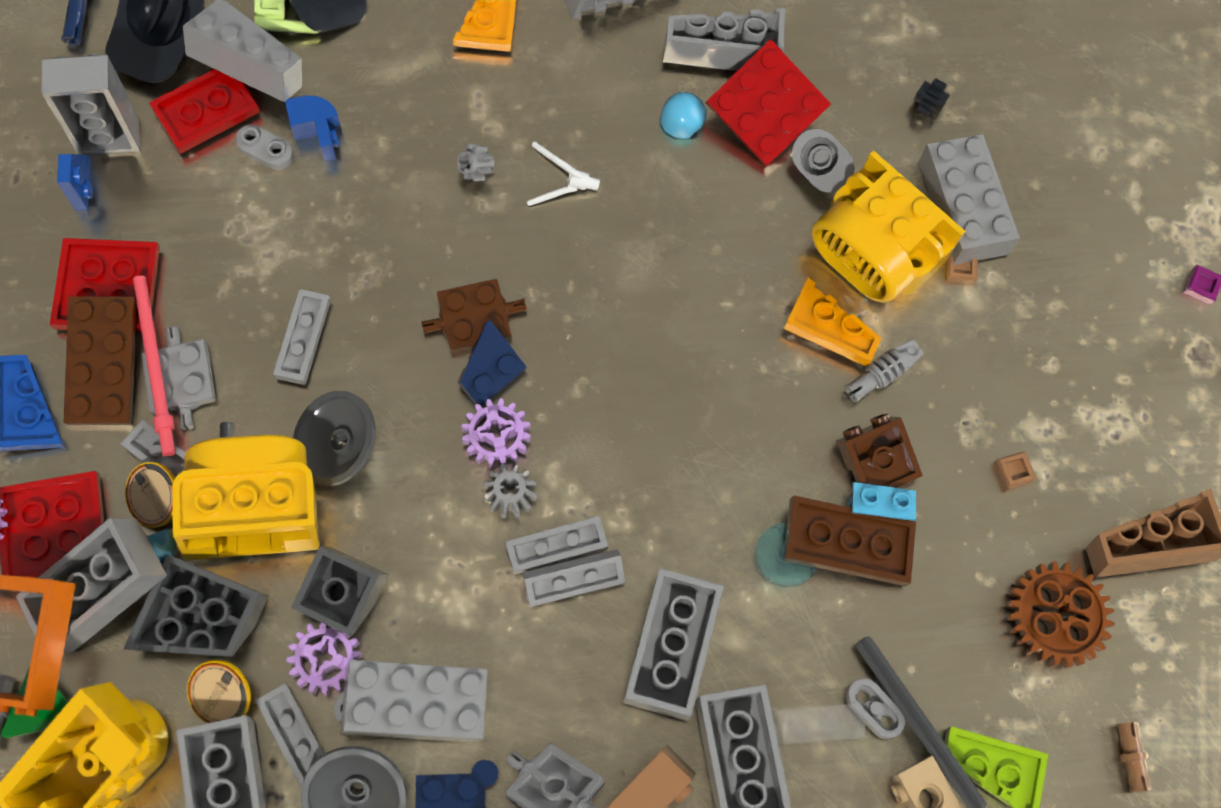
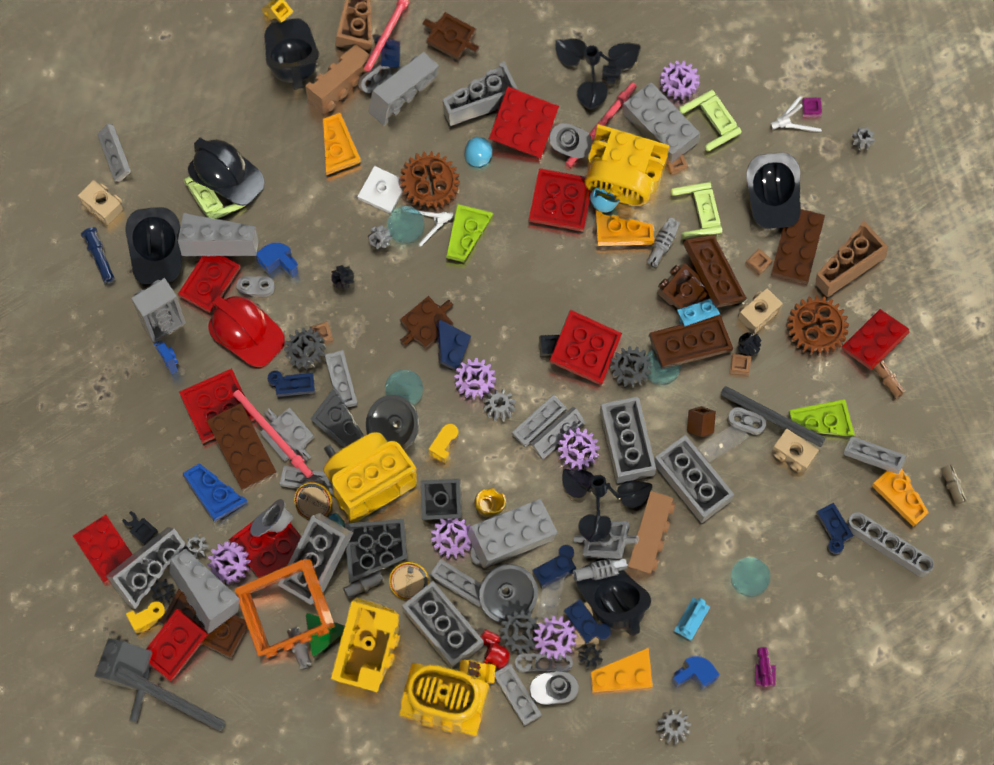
camera: 20 degrees left, 0 degrees up
(69, 492) = (272, 519): none -> light grey piece
(149, 662) = (363, 585): none -> light grey pin
(211, 199) = (245, 330): none -> red piece
(229, 307) = (292, 384): none -> dark blue hinge
(259, 391) = (337, 420): none -> dark grey wing
(276, 266) = (301, 343): none -> dark grey gear
(316, 257) = (324, 331): none -> medium nougat tile
(389, 394) = (405, 384): none -> clear light blue tile
(390, 192) = (342, 276): none -> black gear
(395, 504) = (440, 446): none -> yellow leg
(410, 633) = (489, 502): none -> yellow hair
(519, 102) = (381, 190): none -> white plate
(523, 165) = (406, 224): none -> clear light blue tile
(562, 671) = (597, 527): none -> black plant
(565, 112) = (412, 182): none -> dark orange gear
(584, 633) = (586, 448): none -> lavender gear
(603, 215) = (465, 231): none -> lime wing
(638, 440) = (547, 344): none -> black plate
(685, 469) = (585, 347): none -> red plate
(727, 533) = (637, 362): none -> dark grey gear
(763, 238) = (560, 200): none -> red plate
(803, 672) = (701, 421): none -> reddish brown panel
(821, 271) = (601, 203): none -> medium azure hair
(891, 43) = (572, 50): none -> black plant
(898, 153) = (621, 98): none -> coral bar
(909, 613) = (740, 364): none -> medium nougat tile
(939, 589) = (749, 344): none -> black gear
(940, 452) = (714, 271): none -> reddish brown plate
(966, 557) = (755, 320): none -> tan brick
(973, 353) = (705, 207): none -> yellowish green plate
(1025, 153) = (686, 76): none -> lavender gear
(1057, 230) = (717, 115): none -> yellowish green plate
(1087, 475) = (798, 248): none -> reddish brown plate
(1092, 375) = (774, 190): none -> black piece
(1142, 682) = (875, 339): none -> red plate
(1154, 284) = (784, 121): none -> white plant

